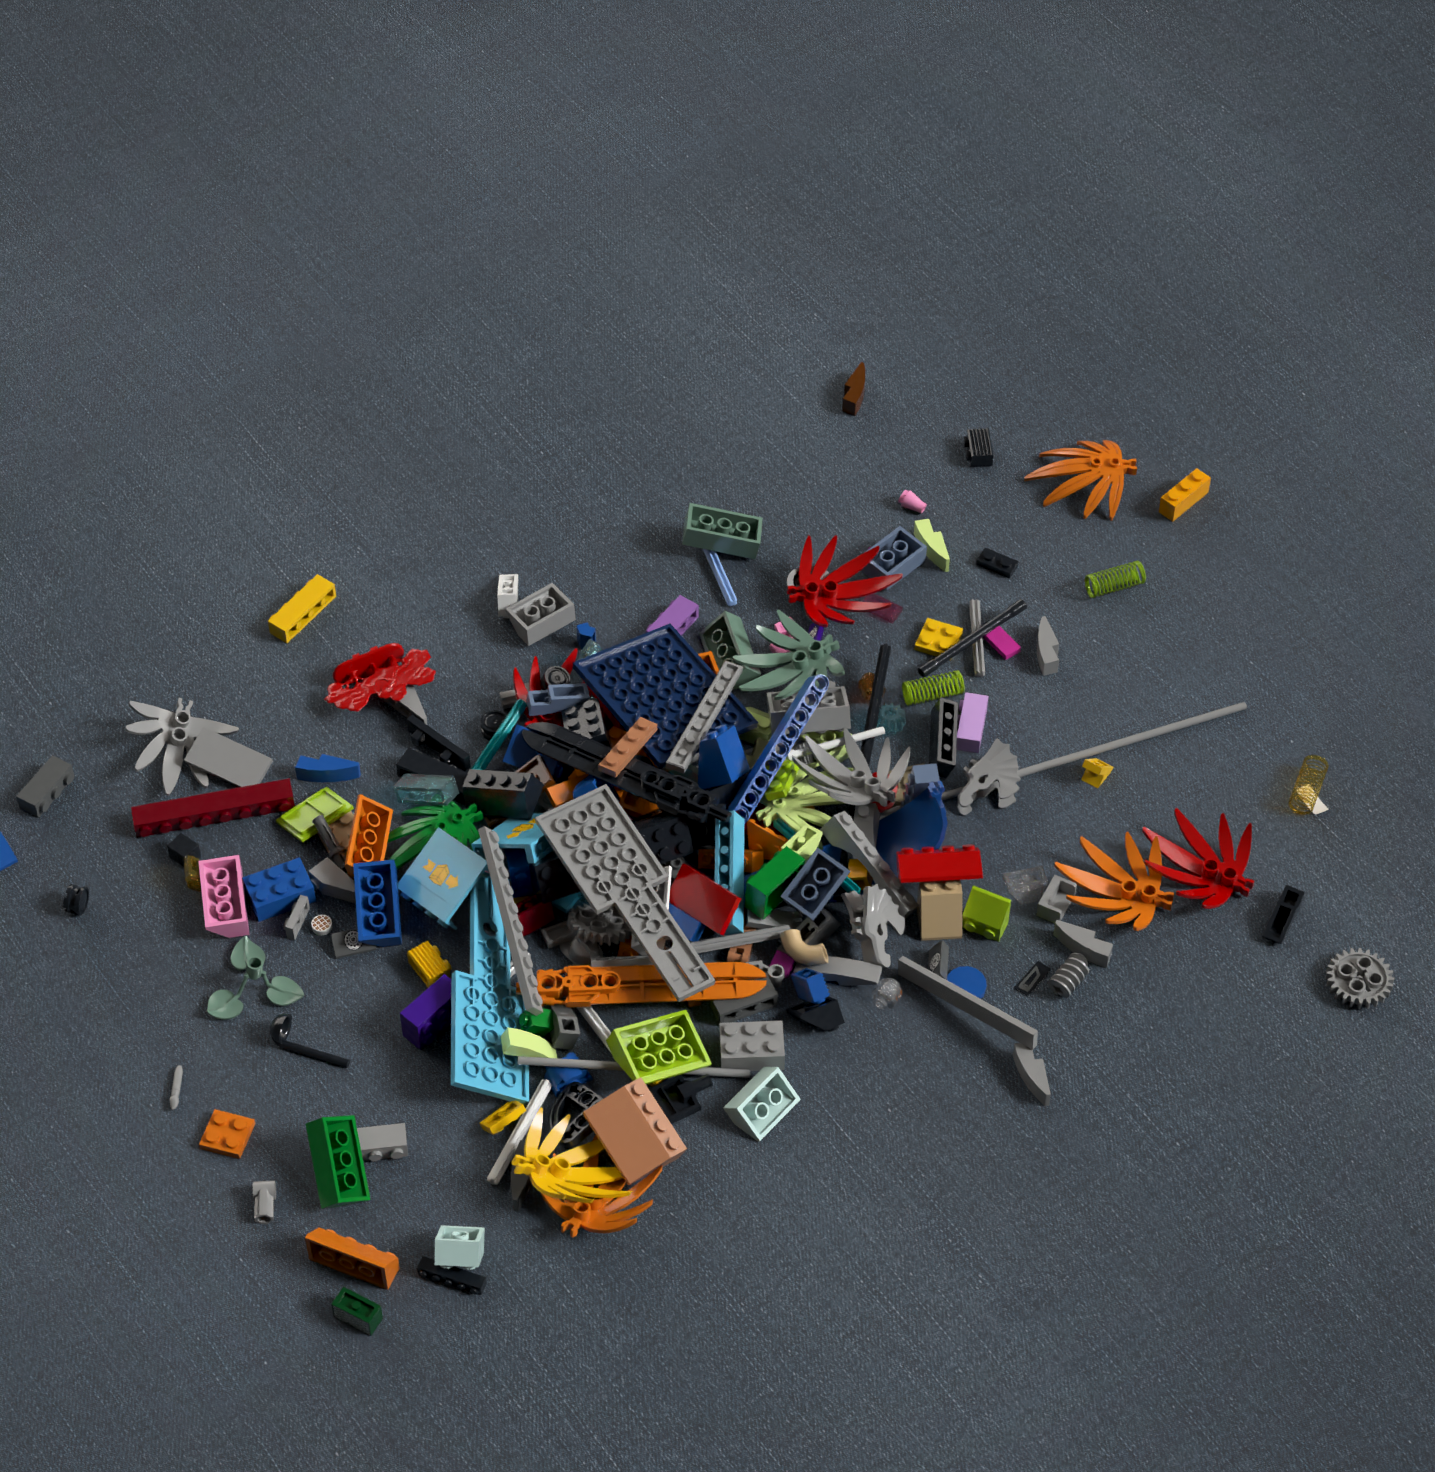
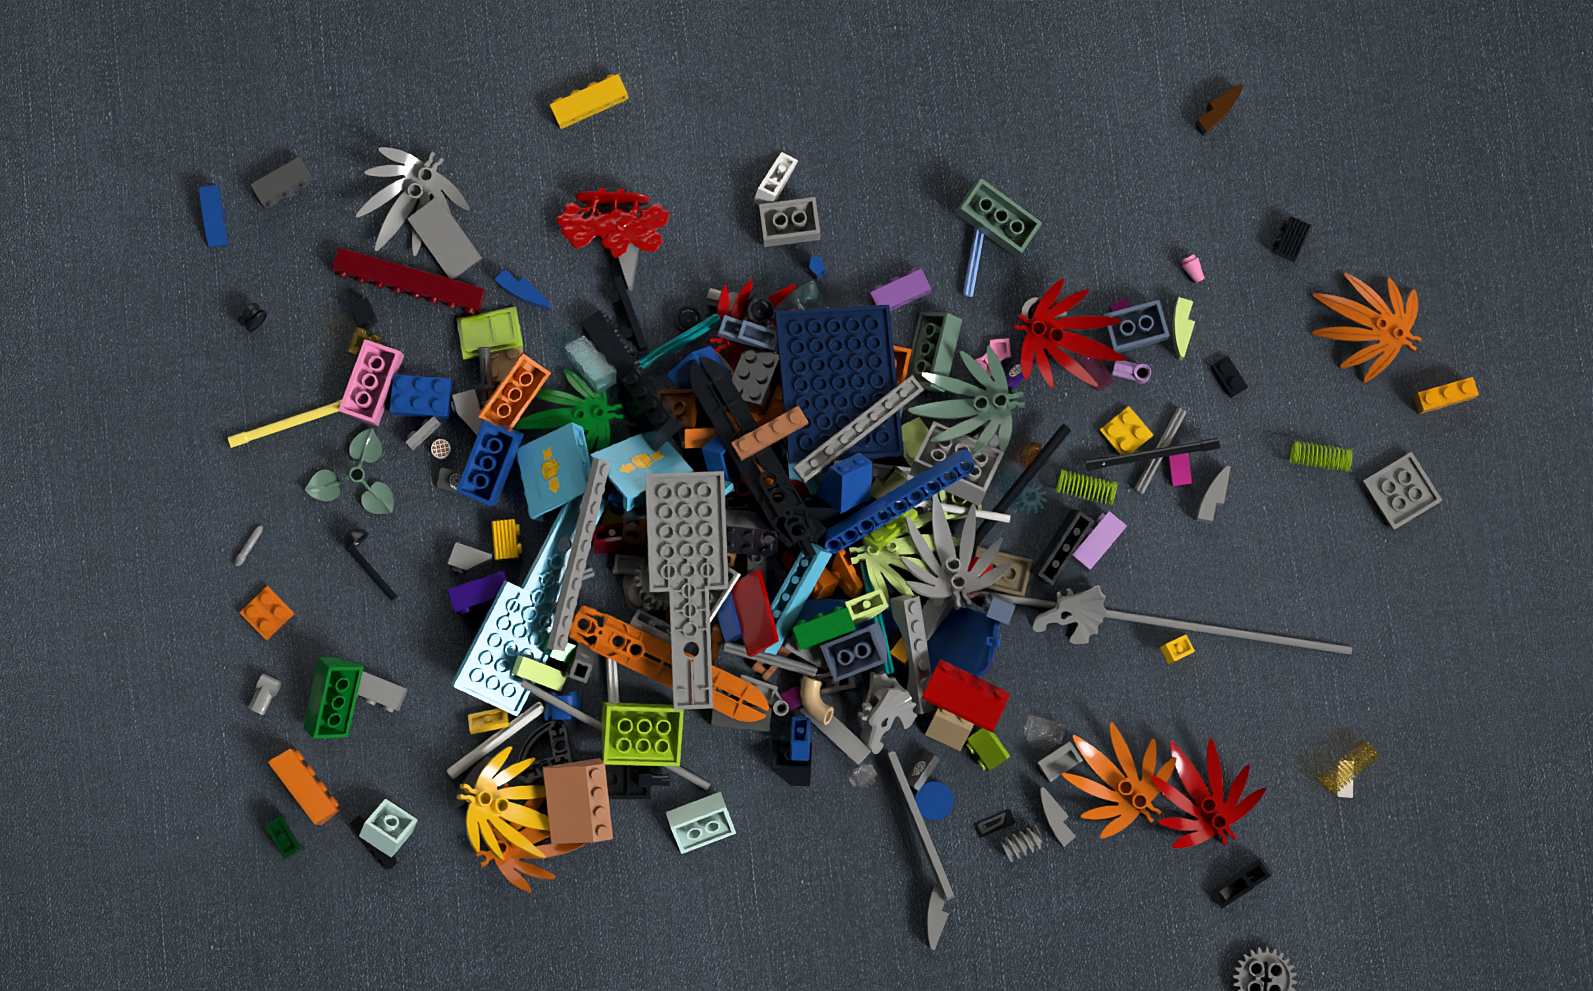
camera: 30 degrees right, 30 degrees up
(122, 1000) = (245, 437): none -> light yellow piece
(402, 993) = (467, 558): none -> light grey slope
(752, 1045) = (722, 765): light grey brick -> none
(919, 591) = (1129, 371): none -> lavender piece
(1199, 575) = (1401, 491): none -> light grey plate

